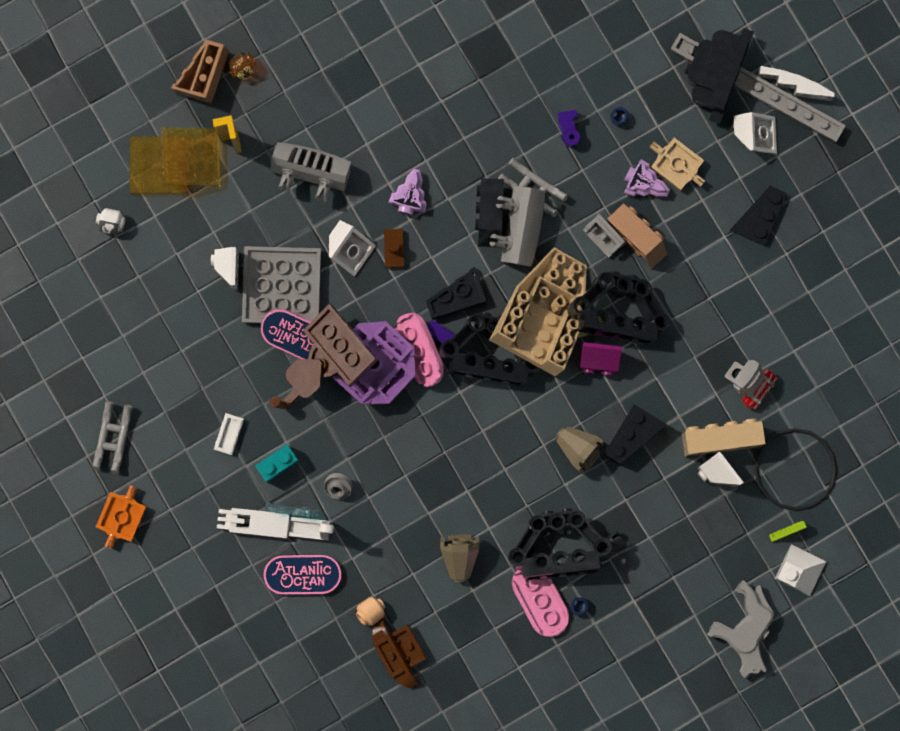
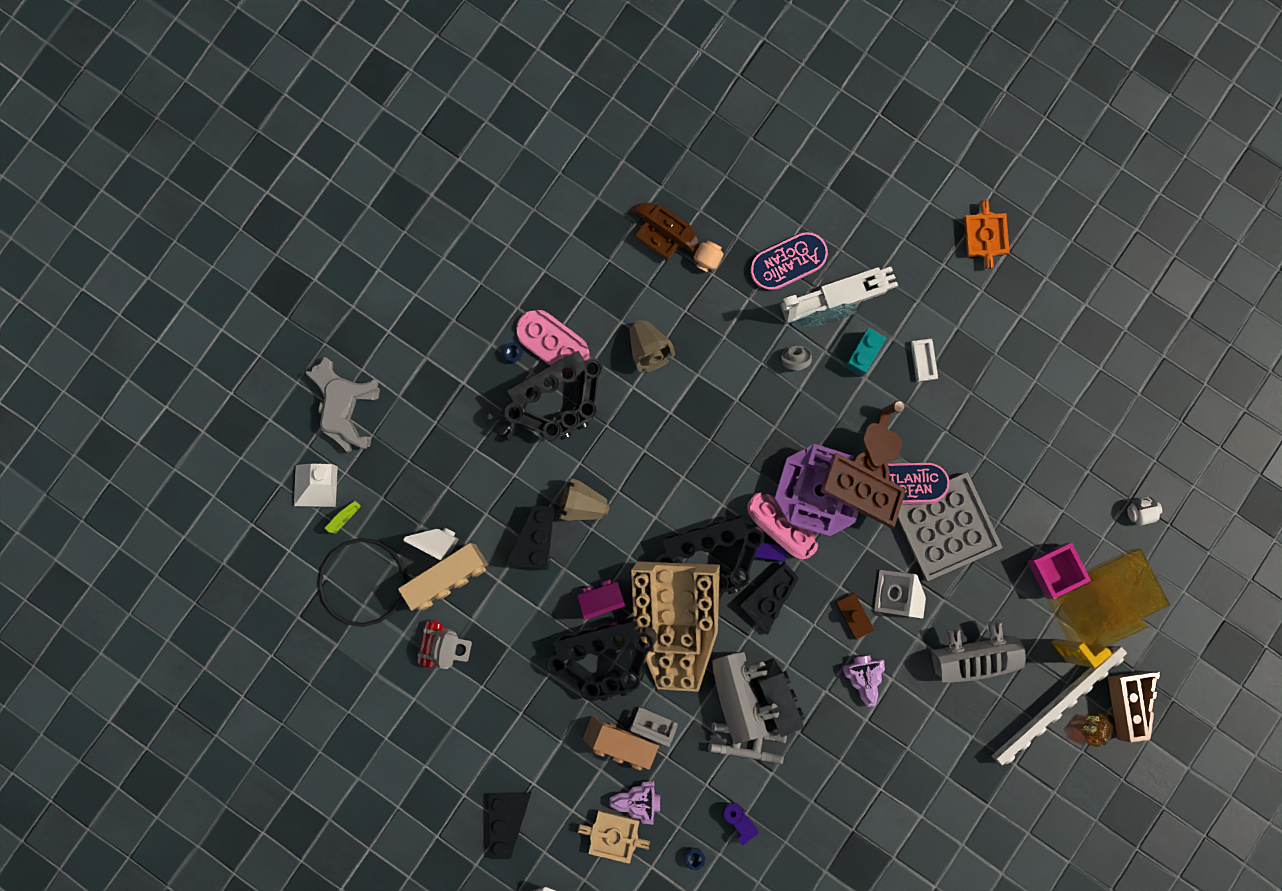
camera: 160 degrees right, 0 degrees up
(121, 429) = (1038, 294): light grey piece -> none
(208, 206) = (1059, 571): none -> dark pink piece
(227, 265) = (1008, 519): white slope -> none
(254, 100) = (1053, 711): none -> white plate

